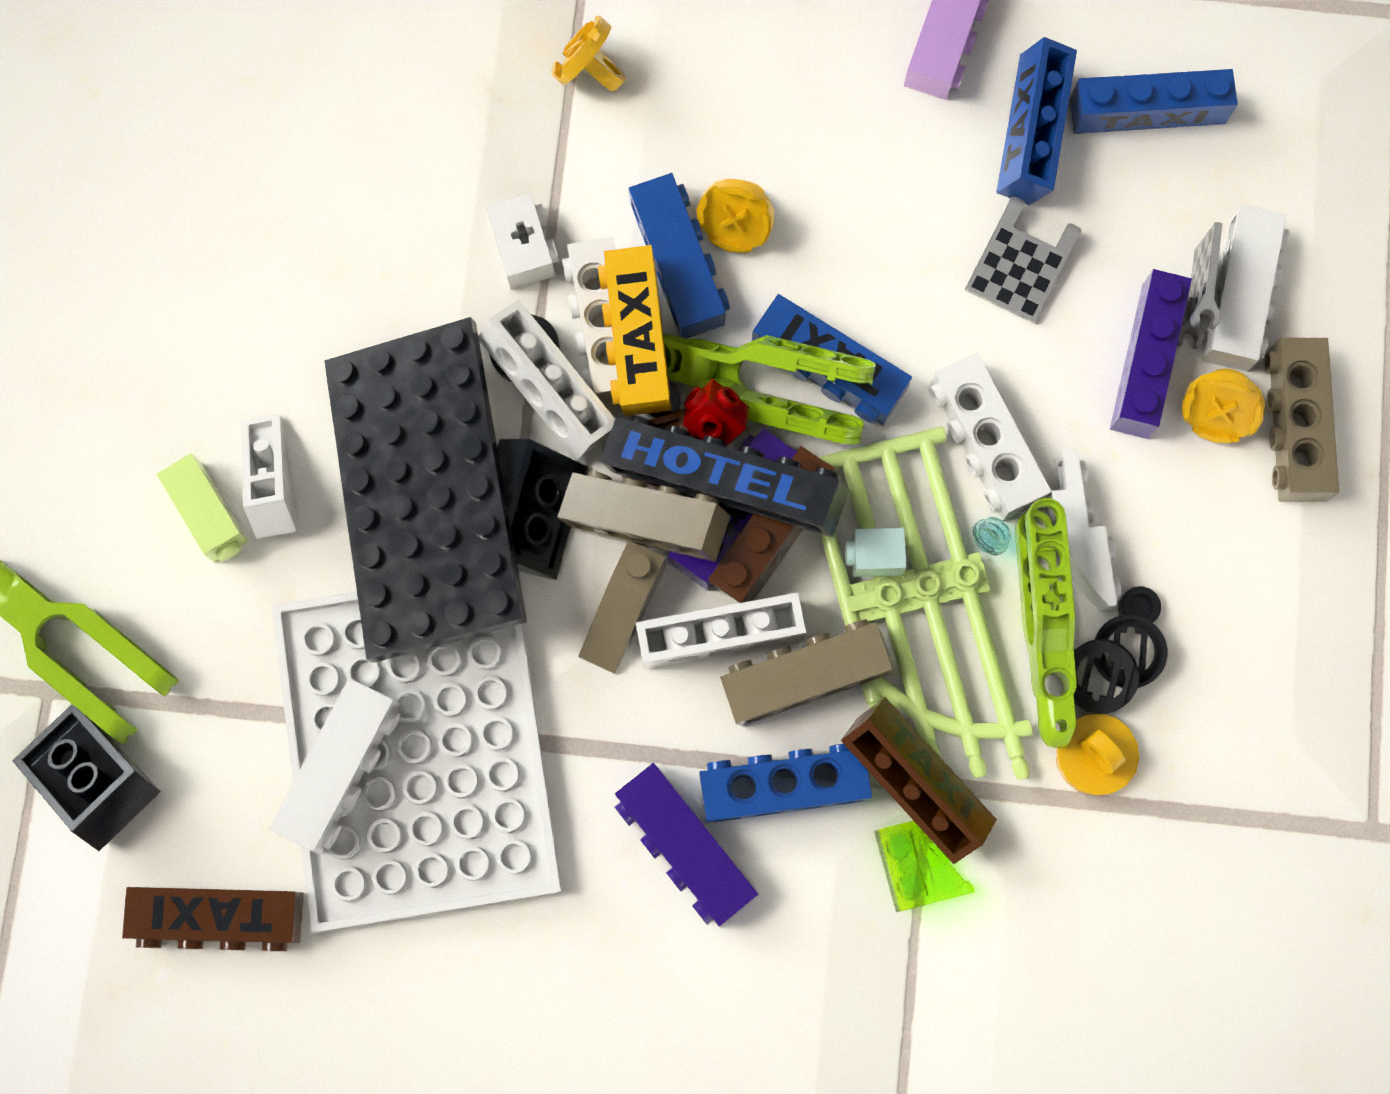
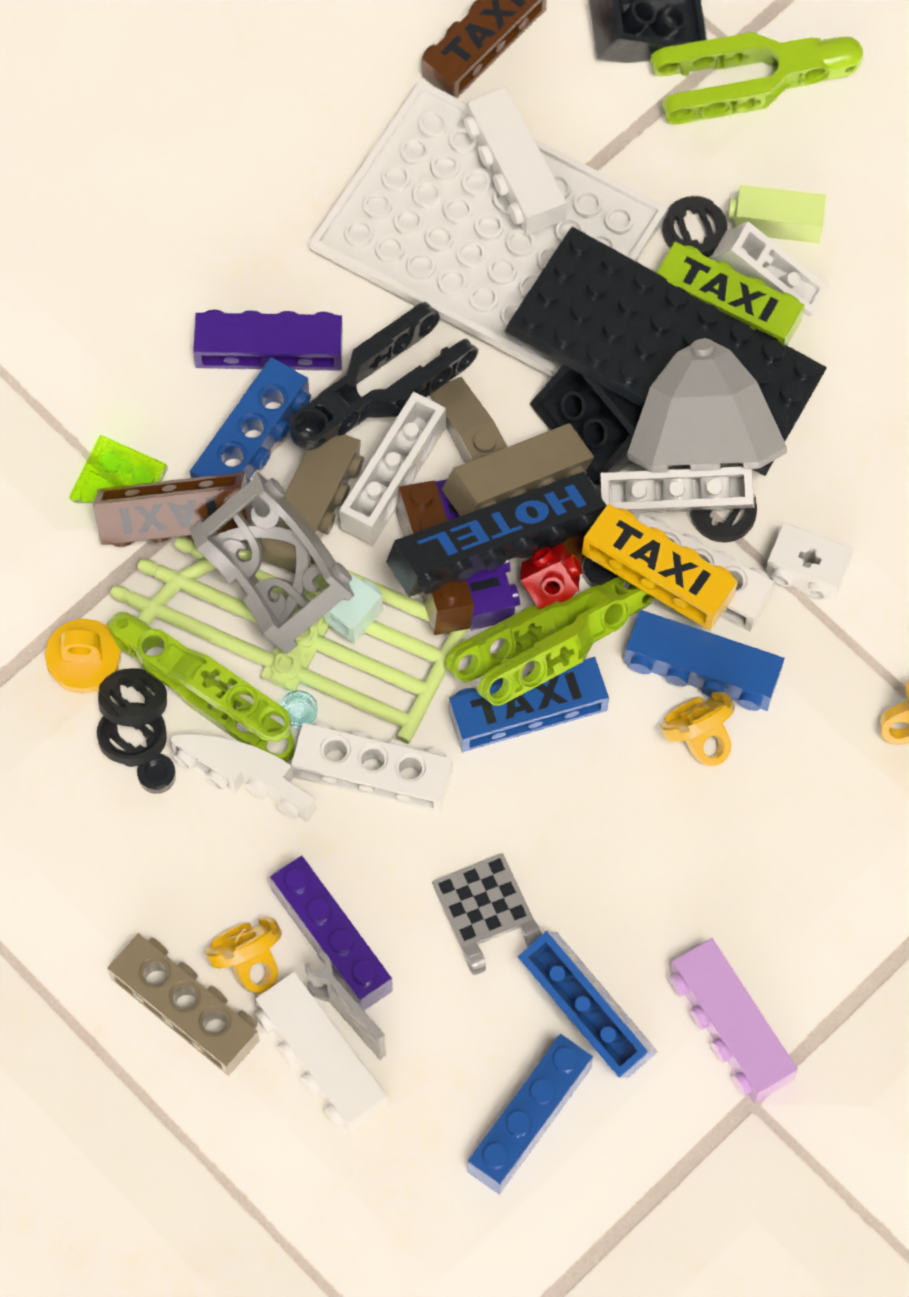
camera: 130 degrees right, 10 degrees down
(270, 547) = (698, 205): none -> black piece
(319, 487) = (733, 292): none -> lime brick
(474, 385) = (705, 415): none -> light grey brick
(699, 709) = (342, 407): none -> black piece
(928, 693) = (223, 552): none -> light grey fence

